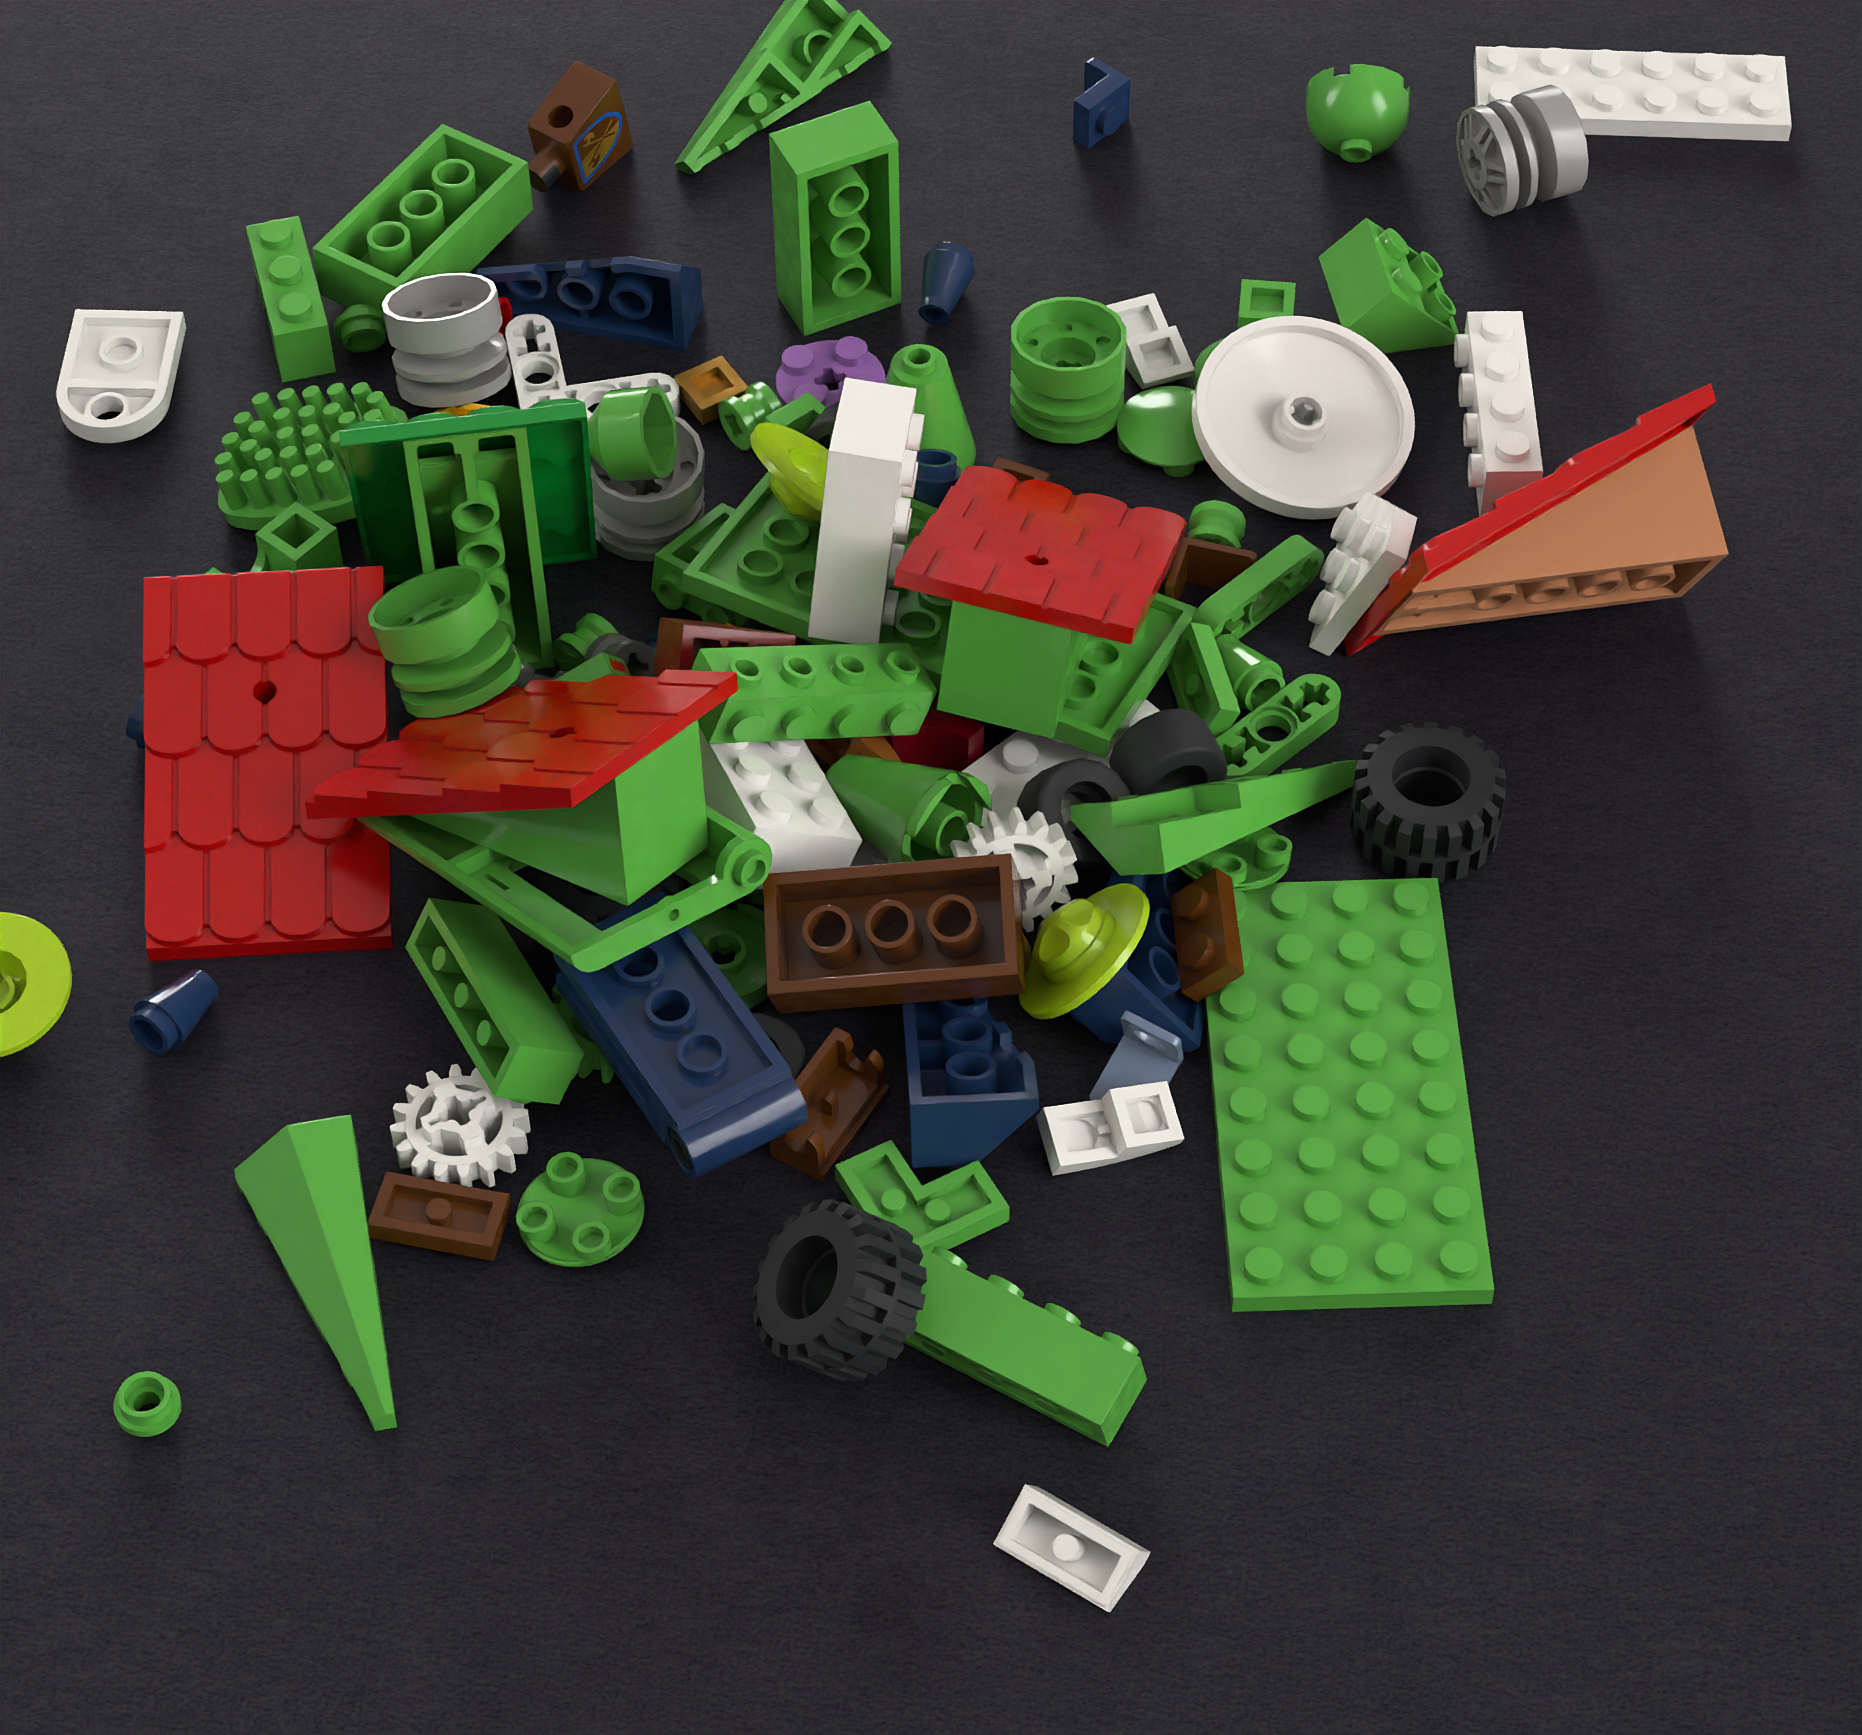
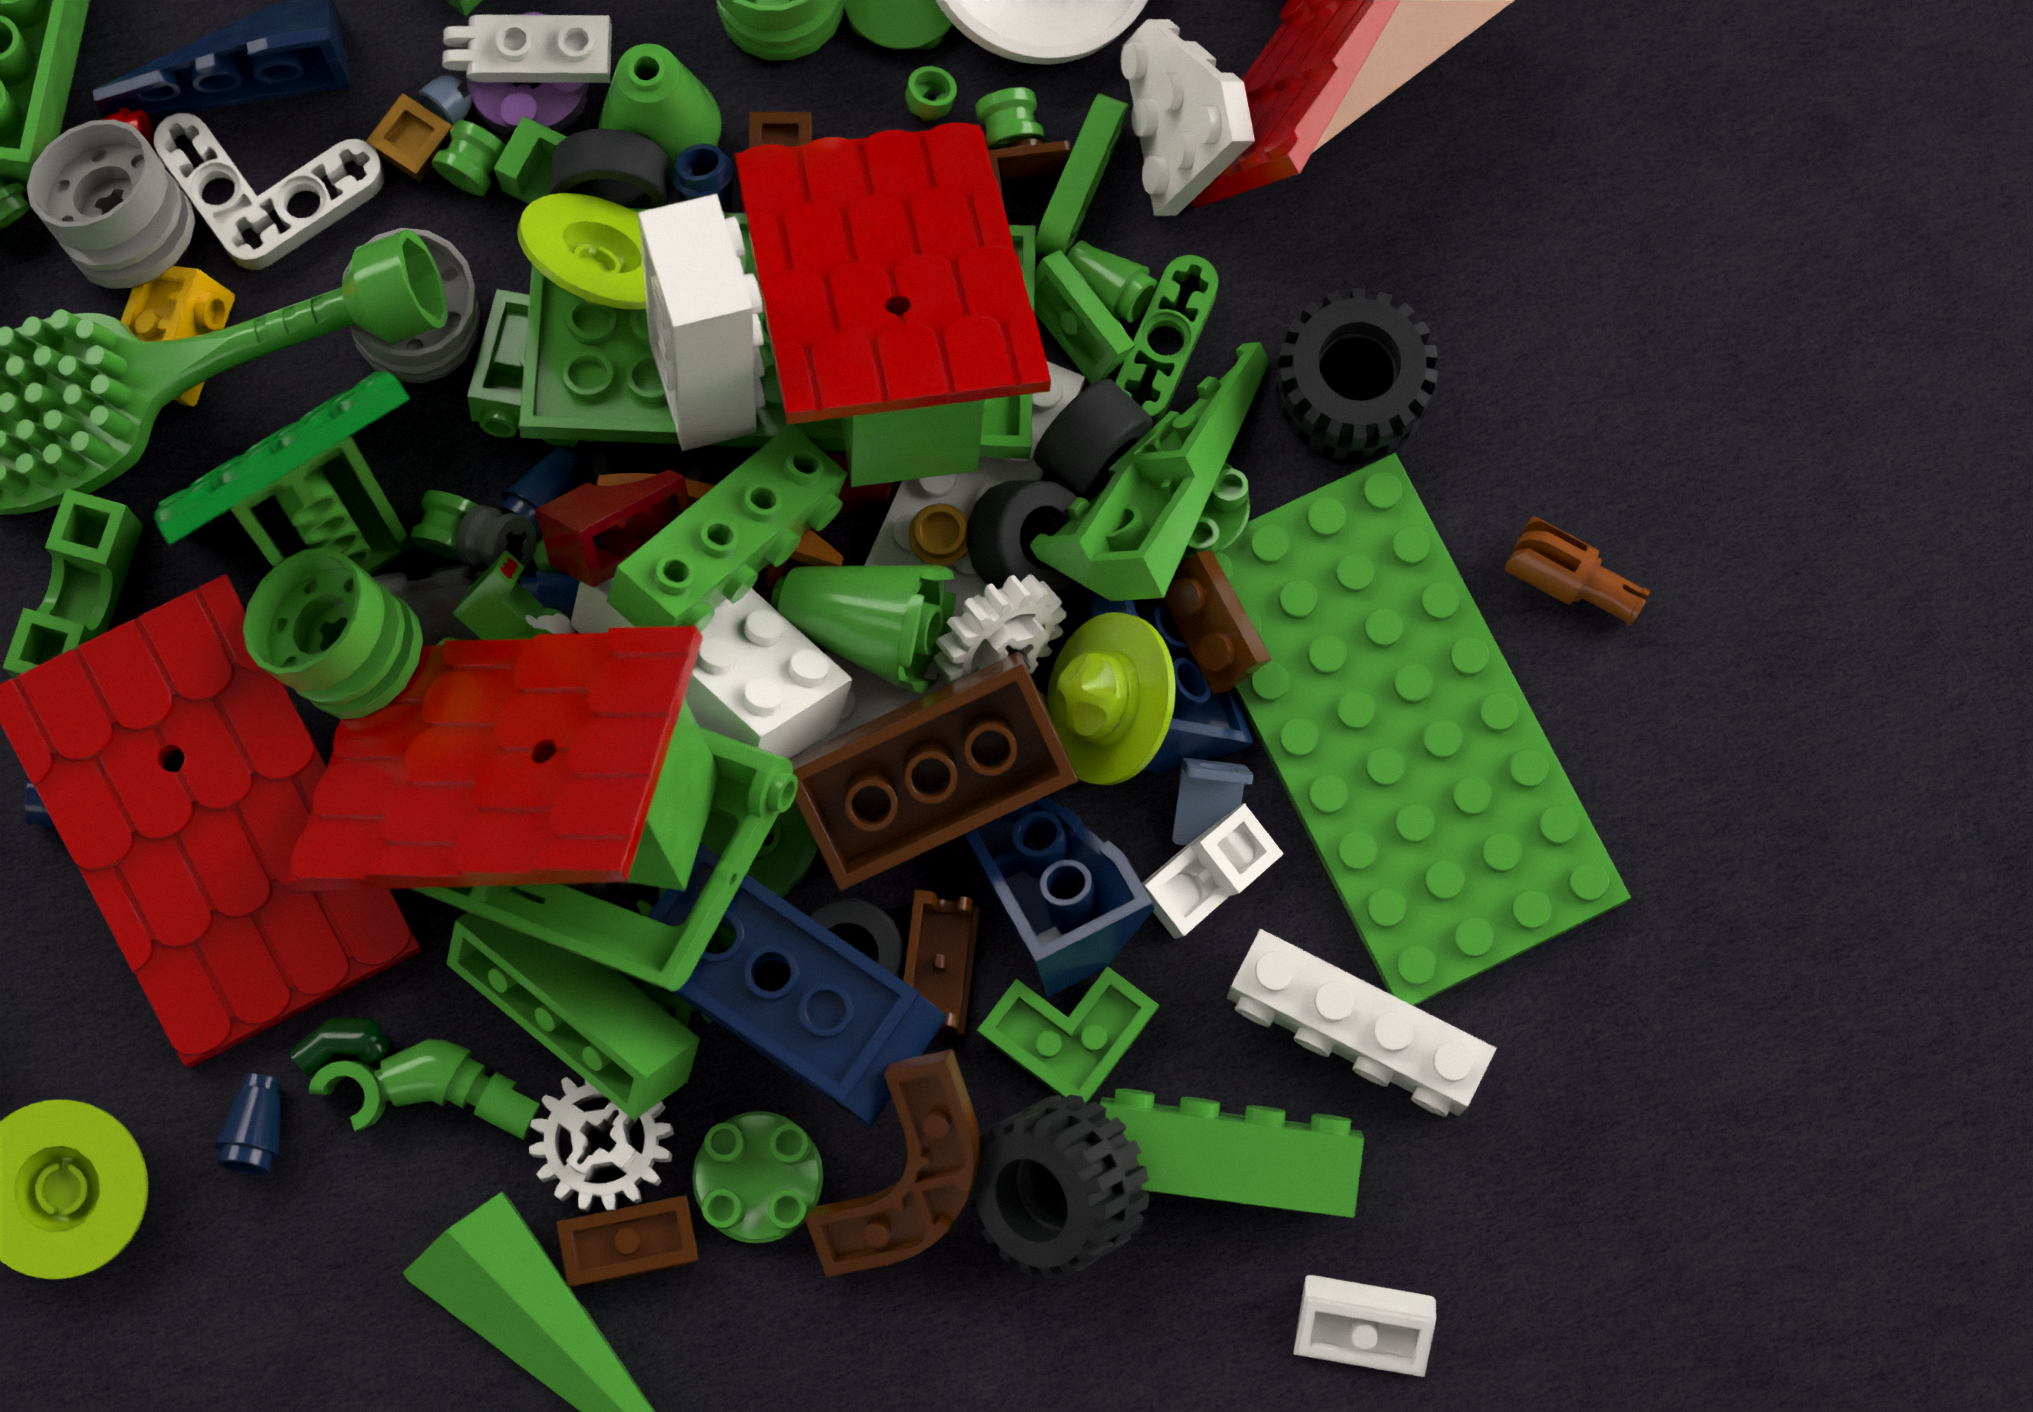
camera: 25 degrees left, 25 degrees up
(281, 976) = (341, 1036): none -> dark green arm
(331, 1023) = (434, 1073): none -> bright green piece
(729, 1243) = (936, 1179): none -> reddish brown plate
(754, 369) = (444, 98): none -> sand blue hinge
(830, 350) = (531, 48): none -> white hinge
(1004, 782) = (939, 535): none -> pearl gold plate
(1158, 492) = (921, 85): none -> bright green hinge
(1188, 1289) = (1360, 1024): none -> white brick
(1558, 1019) = (1572, 571): none -> dark orange arm

